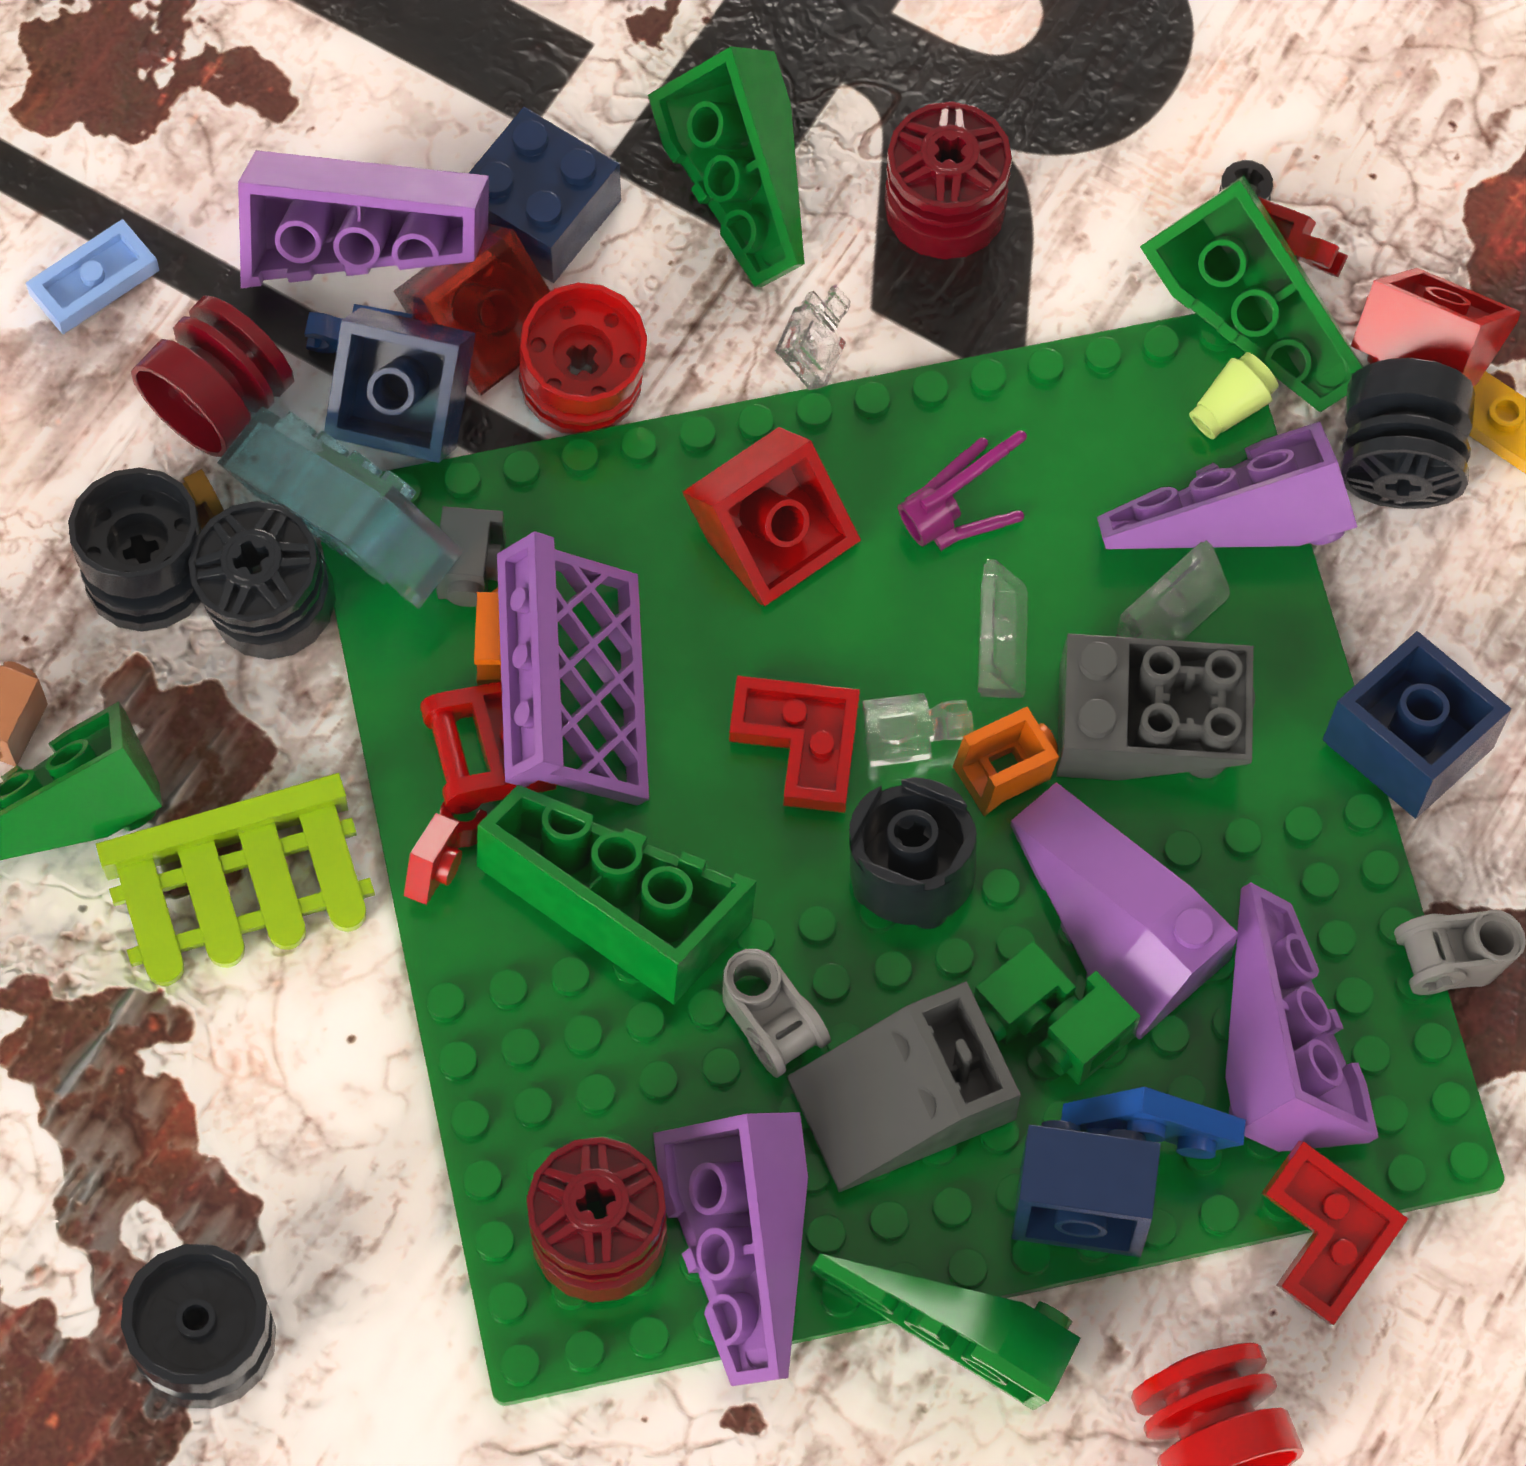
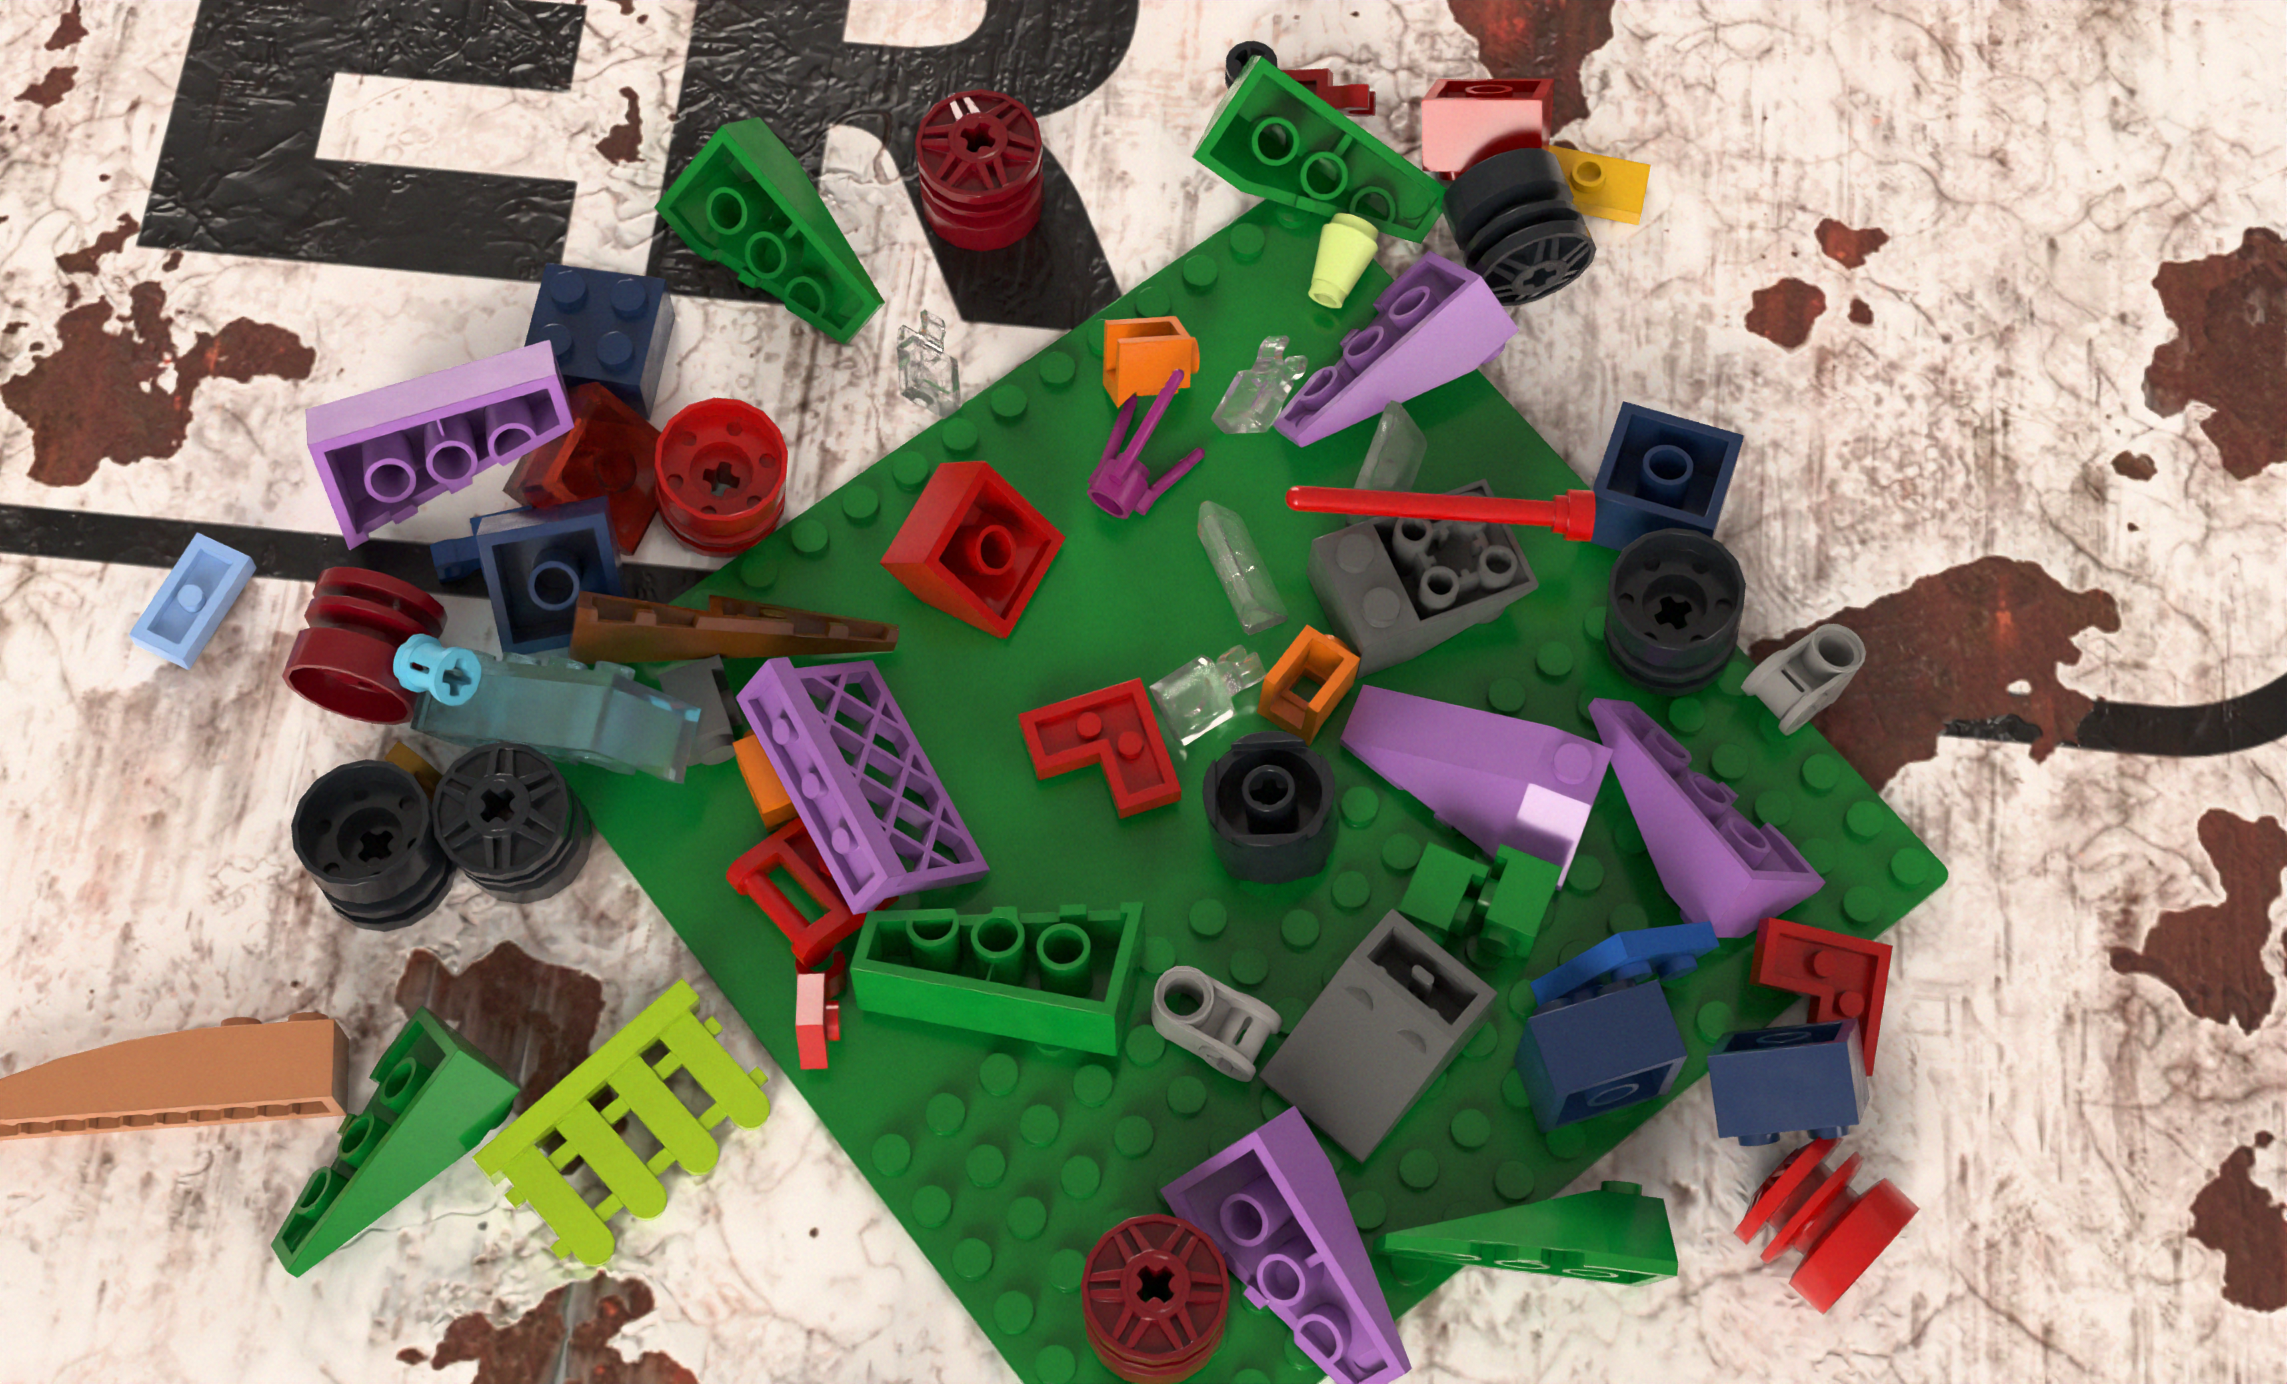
camera: 25 degrees left, 0 degrees up
(253, 430) = (443, 685): none -> medium azure bush
(437, 459) = (646, 631): none -> reddish brown wedge
(1010, 403) = (1144, 354): none -> orange window
(1094, 484) = (1258, 394): none -> clear plate
(1243, 1287) = (1789, 1081): none -> dark blue brick
(1304, 708) = (1566, 514): none -> red piece
(1368, 807) = (1670, 584): none -> black wheel

